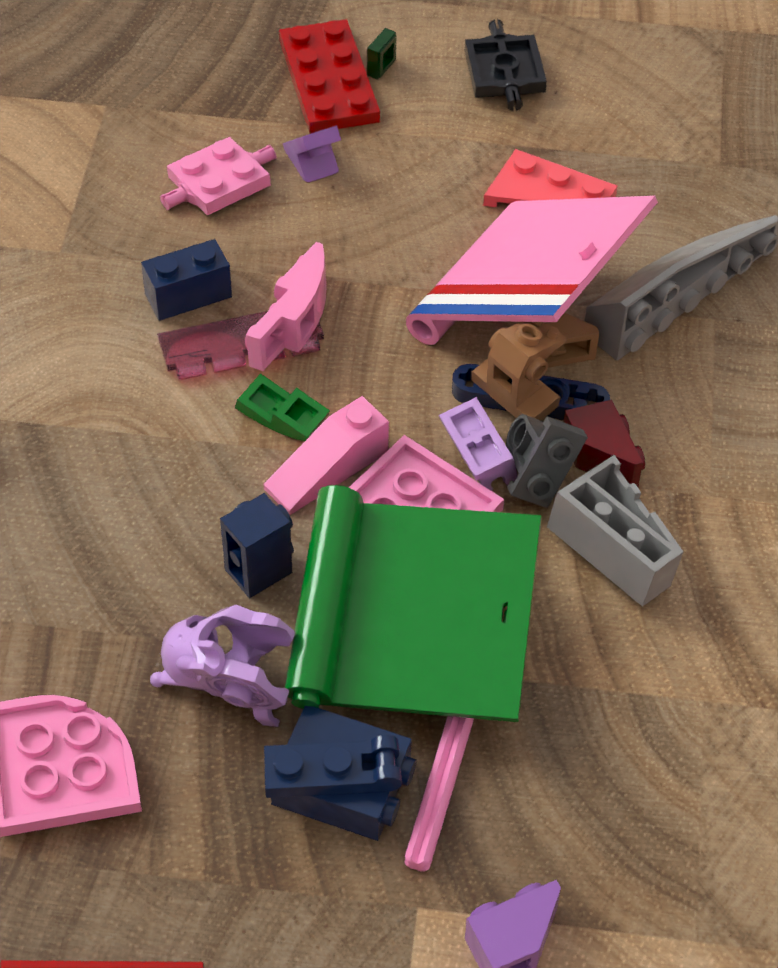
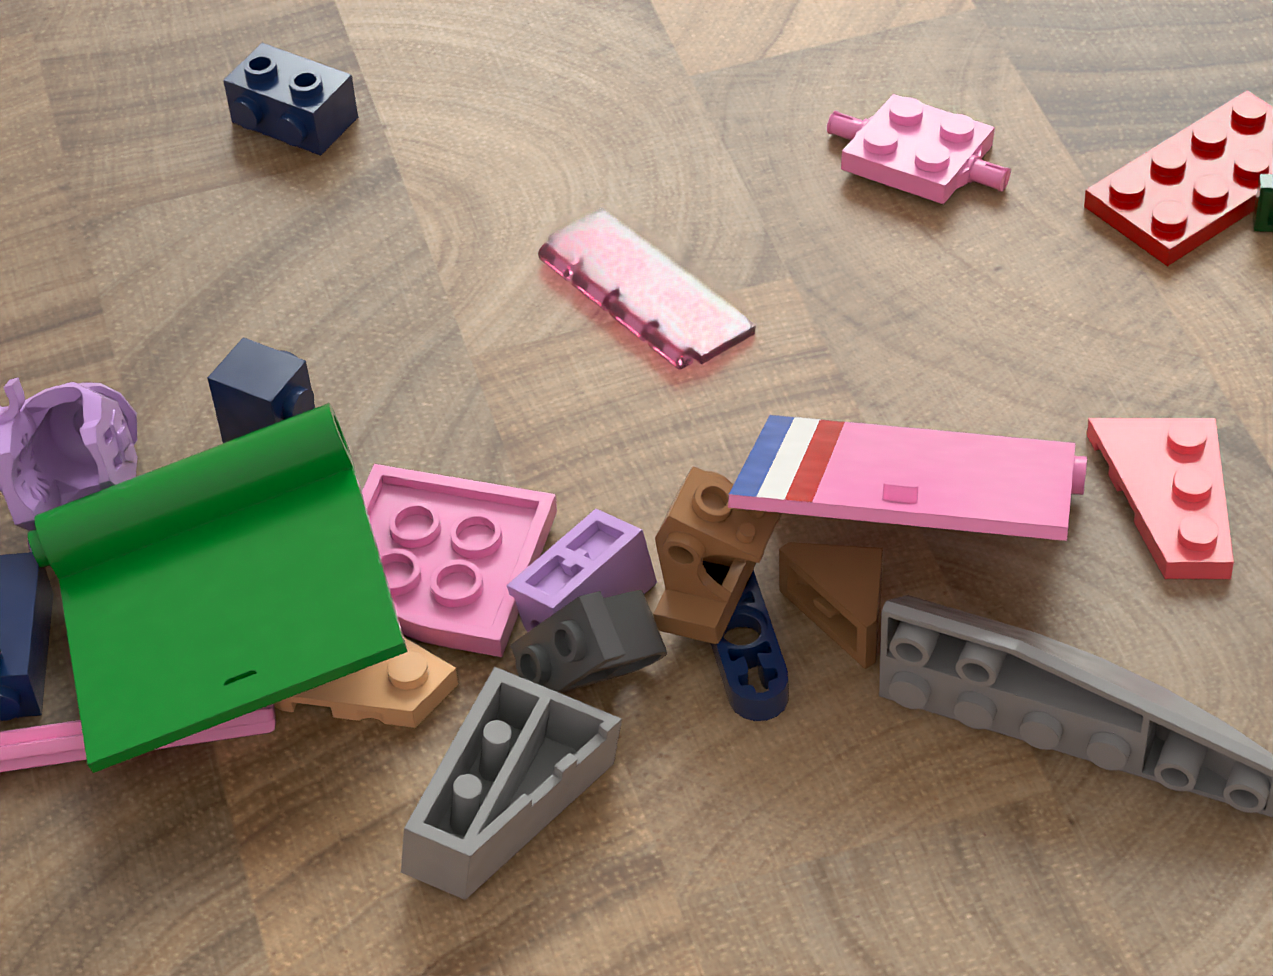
camera: 70 degrees right, 5 degrees down
(186, 279) = (693, 187): dark blue brick -> none
(275, 408) = (544, 366): green slope -> none
(294, 315) = (700, 305): bright pink slope -> none
(313, 154) = (1027, 216): medium lavender slope -> none
(330, 455) = (486, 439): bright pink slope -> none
(607, 436) = (677, 717): dark red slope -> none

